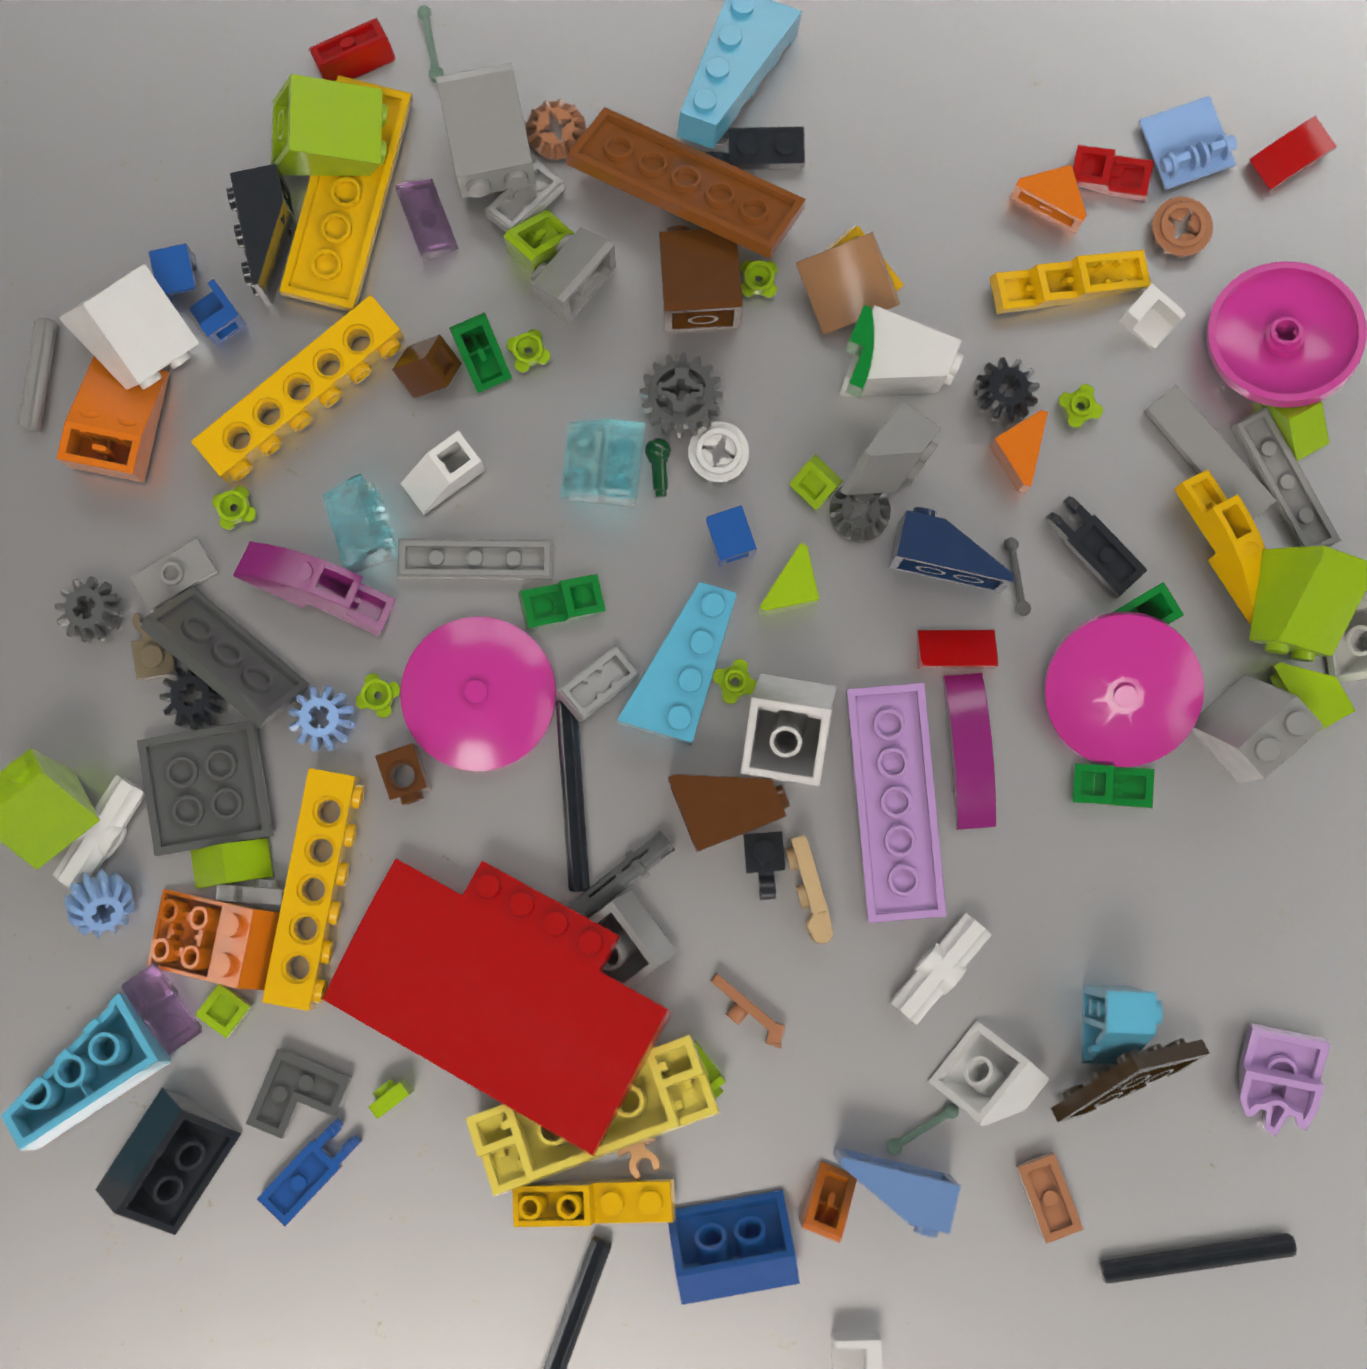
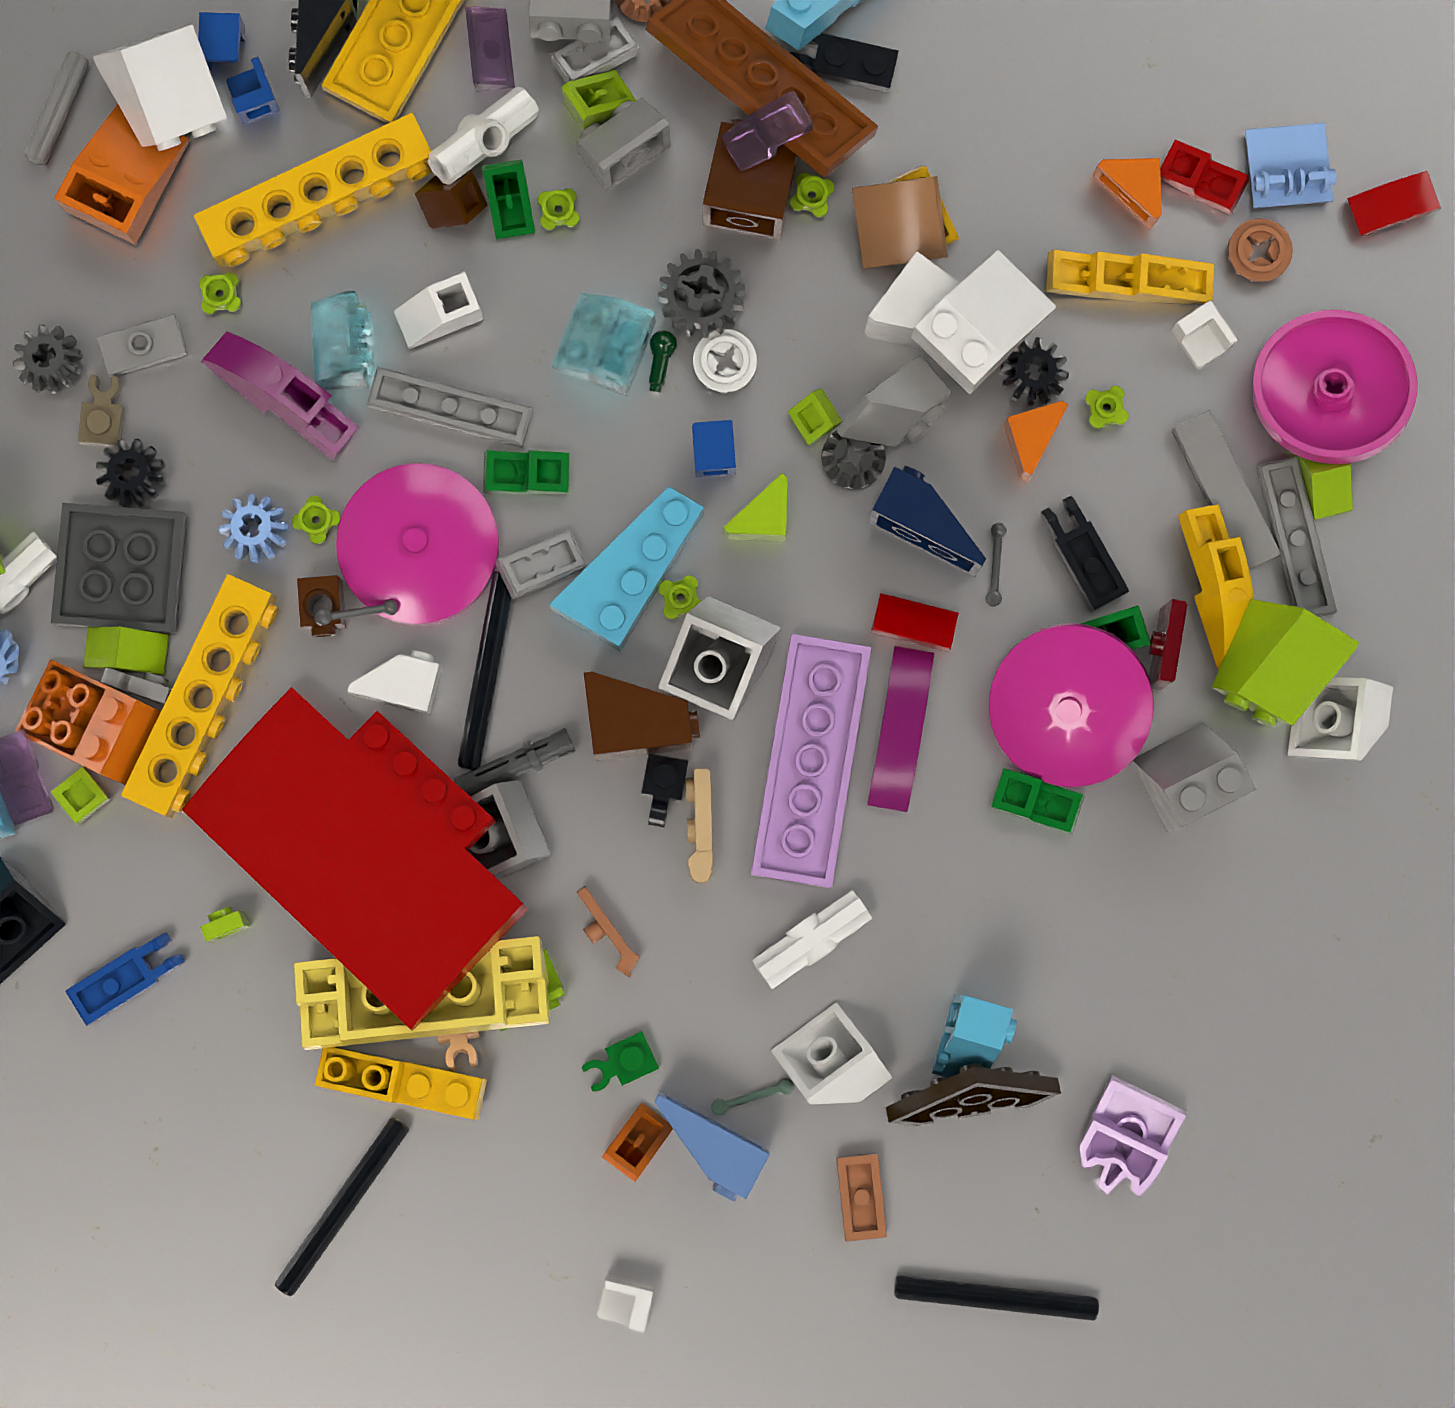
camera: 15 degrees right, 0 degrees up
(225, 656) = (172, 440): dark grey plate -> none
(292, 1082) = (126, 885): dark grey plate -> none
(410, 785) = (324, 616): none -> dark grey hinge
(441, 300) = (470, 146): none -> white piece
(497, 827) = (401, 682): none -> white slope
(705, 227) = (766, 129): none -> slope
(733, 1247) = (528, 1163): blue slope -> none
(798, 1125) = (627, 1060): none -> green plate
(861, 344) = (890, 286): green slope -> none
(954, 355) = (982, 321): none -> white slope
(1199, 610) = (1167, 643): none -> dark red plate
(1316, 690) = (1264, 758): lime slope -> none

